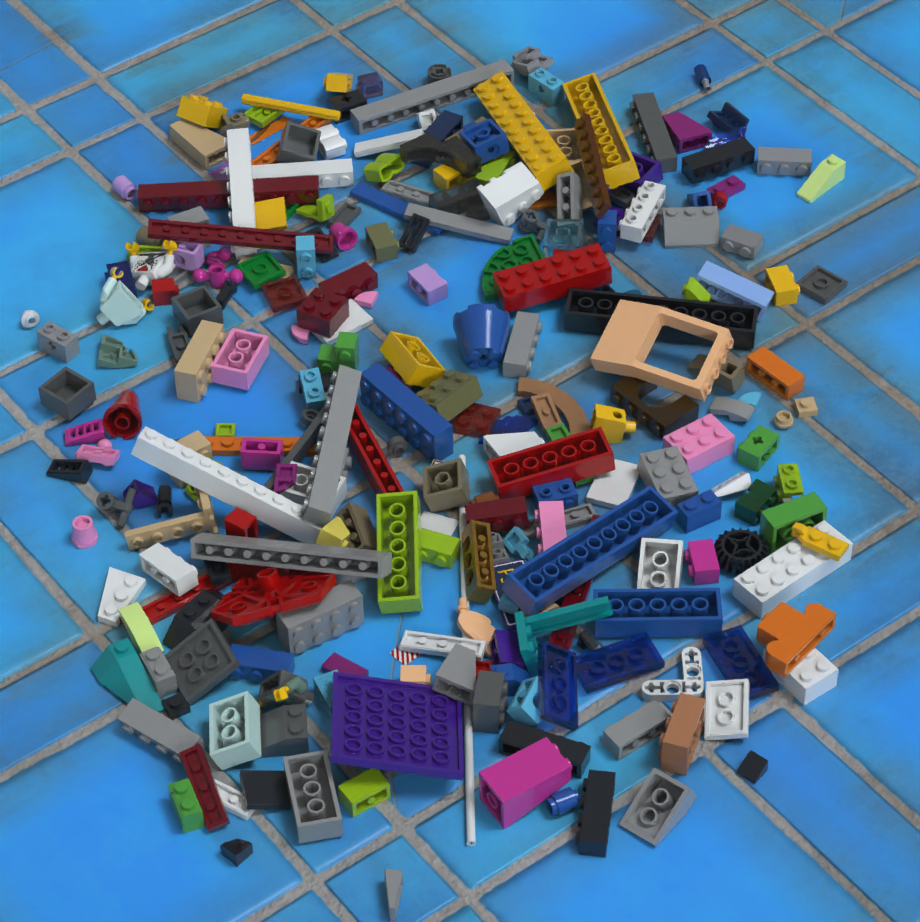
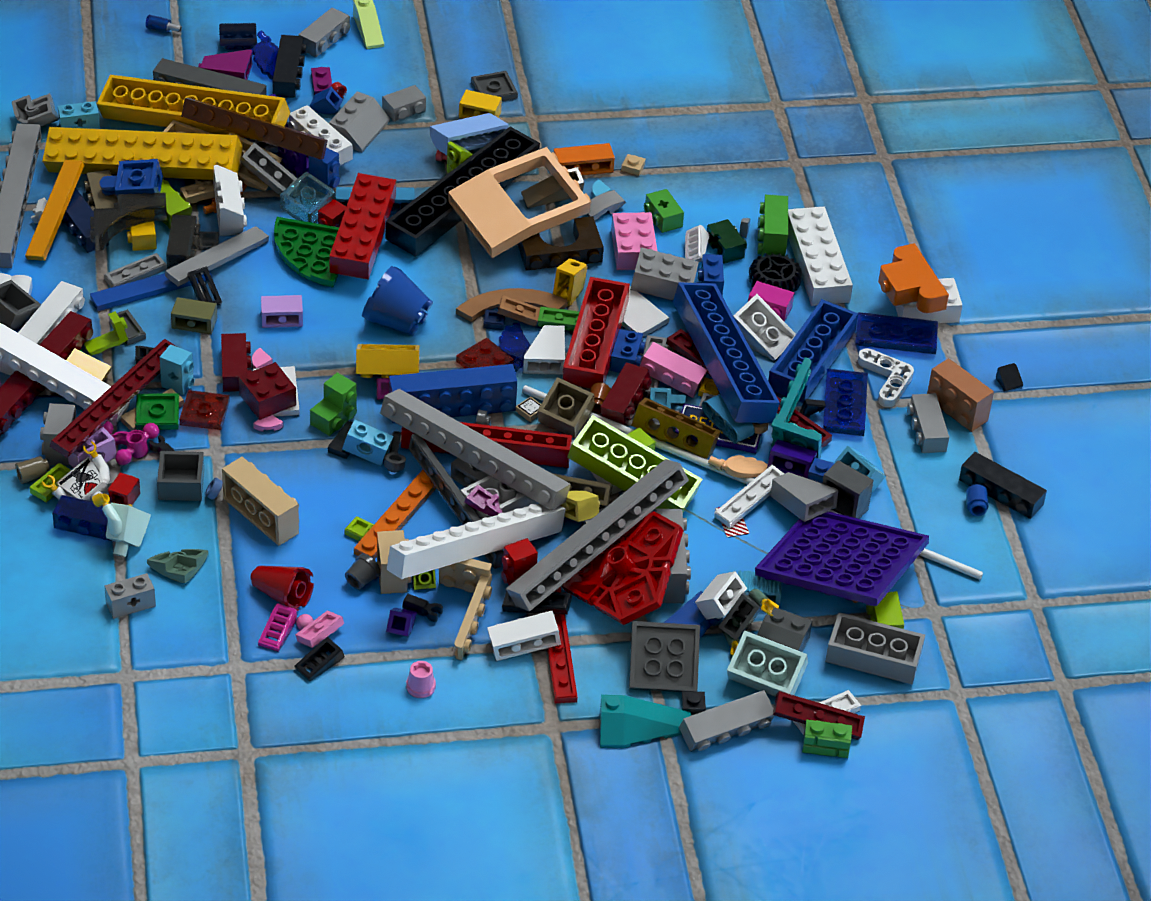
camera: 65 degrees left, 0 degrees up
(26, 315) = (70, 605): white plate -> none
(67, 393) = (218, 615): dark grey piece -> none
(115, 505) = (415, 634): dark grey piece -> none
(119, 591) = (520, 686): white wing -> none
(139, 628) = (588, 685): yellowish green slope -> none
(159, 671) = (651, 690): light grey brick -> none
(177, 341) = (209, 510): dark grey hinge -> none
(192, 617) = (604, 642): black wedge -> none
(236, 850) = (896, 727): black slope -> none
(240, 359) = (283, 468): bright pink brick -> none
(261, 454) = (423, 511): dark pink brick -> none
(264, 790) = (841, 679): black tile -> none
(276, 659) = (720, 595): none -> white brick
(343, 236) = (157, 333): dark pink piece -> none
(343, 665) = (730, 566): magenta tile -> none
(383, 167) = (90, 268): lime brick -> none
(385, 143) = (59, 248): white tile -> none
(394, 887) = (1010, 644): light grey slope -> none
(415, 674) = (777, 528): light nougat brick -> none
(430, 117) = (54, 210): none -> light orange tile
(451, 393) = (450, 350): olive brick -> none
(519, 736) = (912, 485): black brick -> none
(521, 345) = (442, 298): light grey brick -> none
(523, 781) = (952, 509): dark pink slope -> none
(533, 224) = (262, 209): dark grey piece -> none
(557, 685) = (857, 441): clear blue tile -> none
(657, 807) = (1020, 446): light grey slope -> none
(726, 709) = (934, 351): white tile -> none
(783, 419) = (639, 182): tan plate -> none
(788, 481) = (720, 209): lime bracket -> none
(820, 541) = (817, 220): yellow hinge -> none

